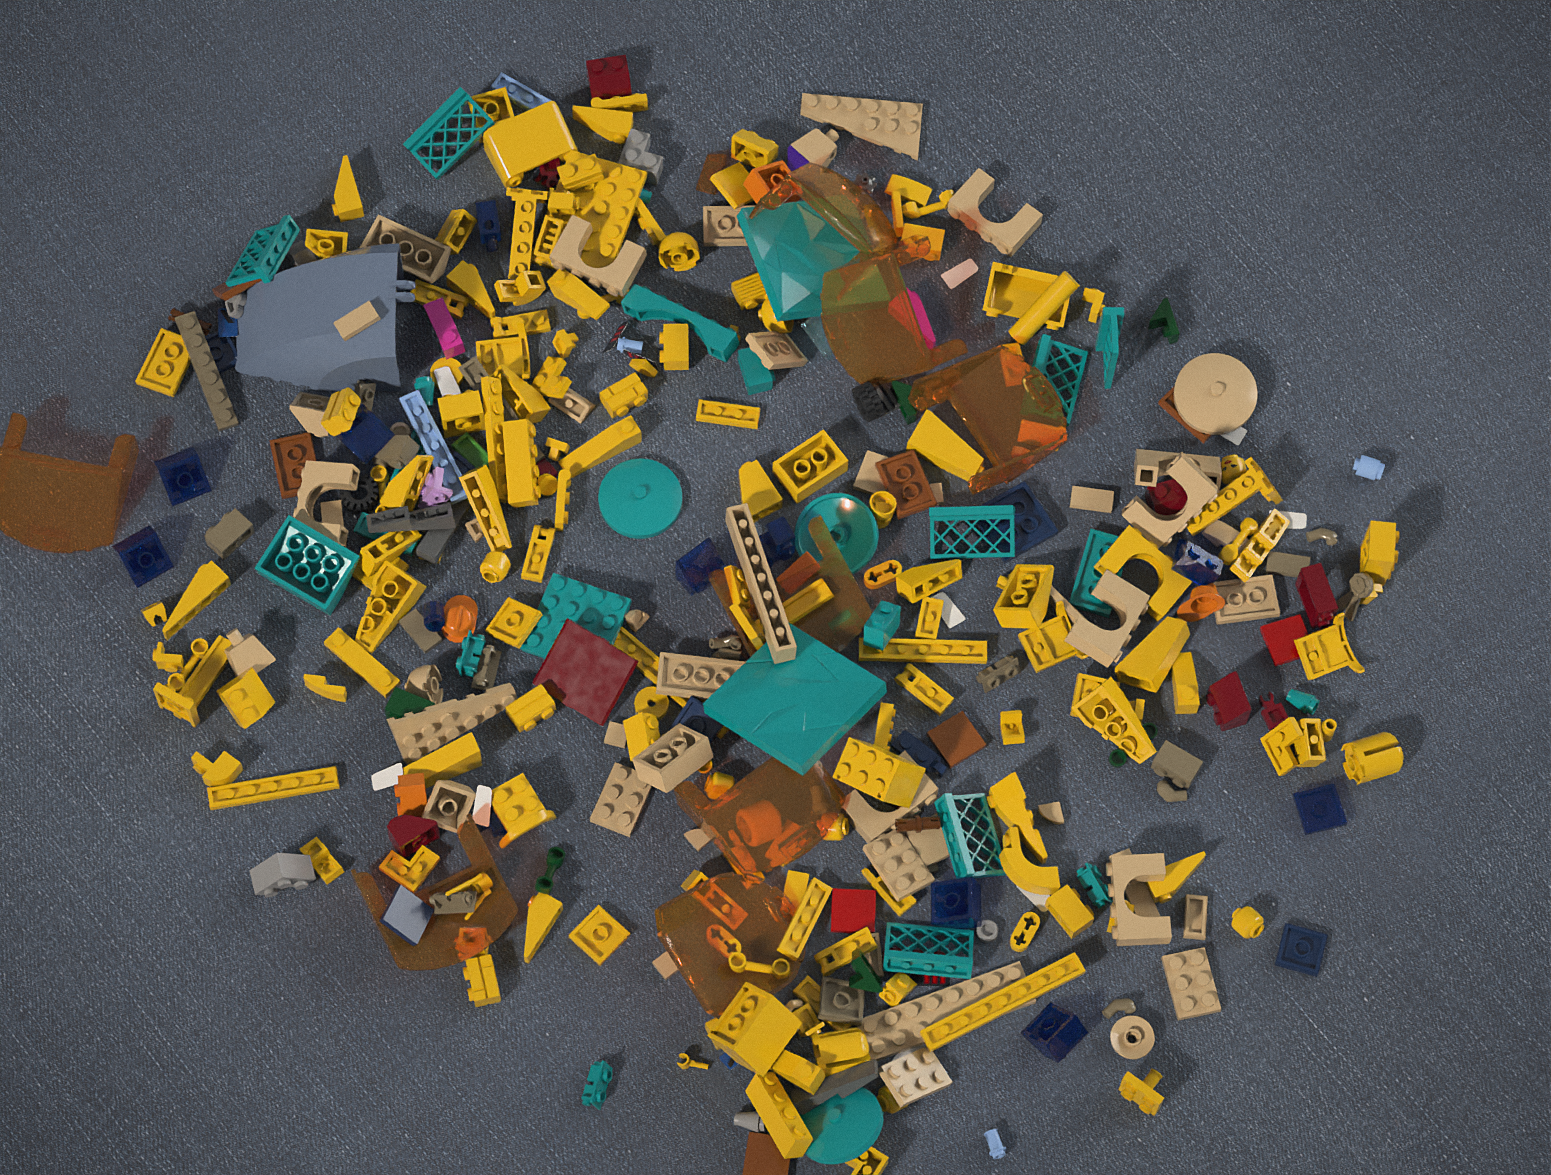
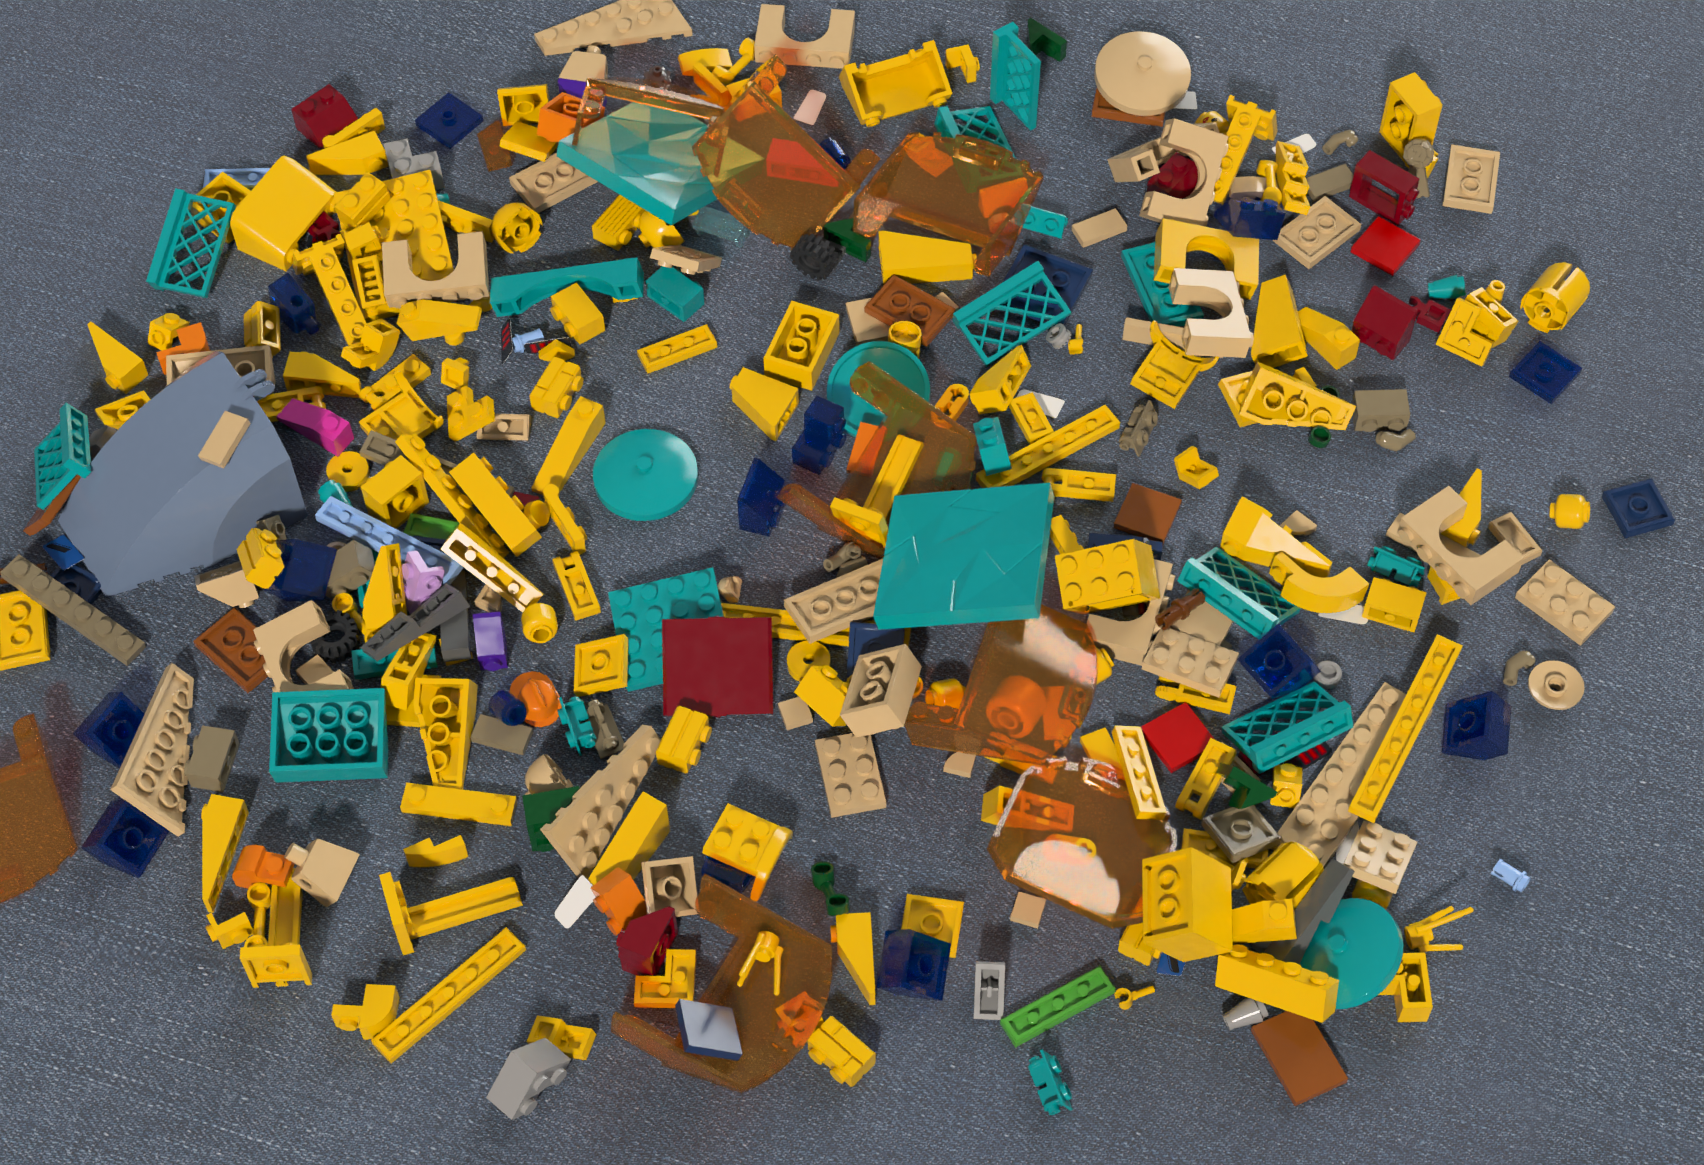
camera: 30 degrees left, 10 degrees down
(154, 609) = (180, 883): yellow tile -> none
(185, 521) = (155, 763): none -> tan wing
(211, 630) = (261, 866): none -> orange brick
(236, 305) = (61, 528): light grey tile -> none
(246, 698) = (352, 915): yellow slope -> none
(275, 724) = (446, 911): none -> yellow bracket
(395, 189) = (163, 330): none -> yellow bracket
(405, 213) = (192, 341): none -> orange brick
(446, 381) = (351, 476): white sticker -> none
(453, 562) = (490, 641): none -> slope
(455, 903) = (751, 985): dark tan hinge -> none
(482, 806) = (707, 860): white sticker -> none
(521, 396) = (447, 442): yellow slope -> none
(556, 448) = (521, 473): yellow tile -> none
(566, 955) = (913, 965): none -> clear blue slope
(601, 1002) = (989, 990): none -> light grey slope
(639, 1039) = (1057, 1006): none -> bright green tile
(695, 131) = (449, 120): none -> clear blue plate
(738, 587) = (817, 487): yellow plate -> none
(760, 583) = (844, 469): tan brick -> none
(779, 968) = (1155, 837): yellow bar -> none
(903, 1143) = (1420, 933): none -> yellow plant
(943, 326) = (836, 151): none -> clear blue brick
(995, 567) = (1058, 336): none -> light grey bush
(1020, 929) = (1359, 653): yellow beam -> none
(1025, 597) = (1112, 341): yellow slope -> none
(1043, 308) = (922, 83): yellow brick -> none
(1058, 474) = (1045, 222): none -> teal hinge
(1142, 1091) = (1615, 728): yellow plate -> none
(1202, 602) = (1284, 251): orange piece -> none
(1326, 650) = (1431, 232): yellow piece -> none
(1368, 467) = (1332, 61): light blue brick -> none
(1393, 626) = (1471, 179): none -> tan plate

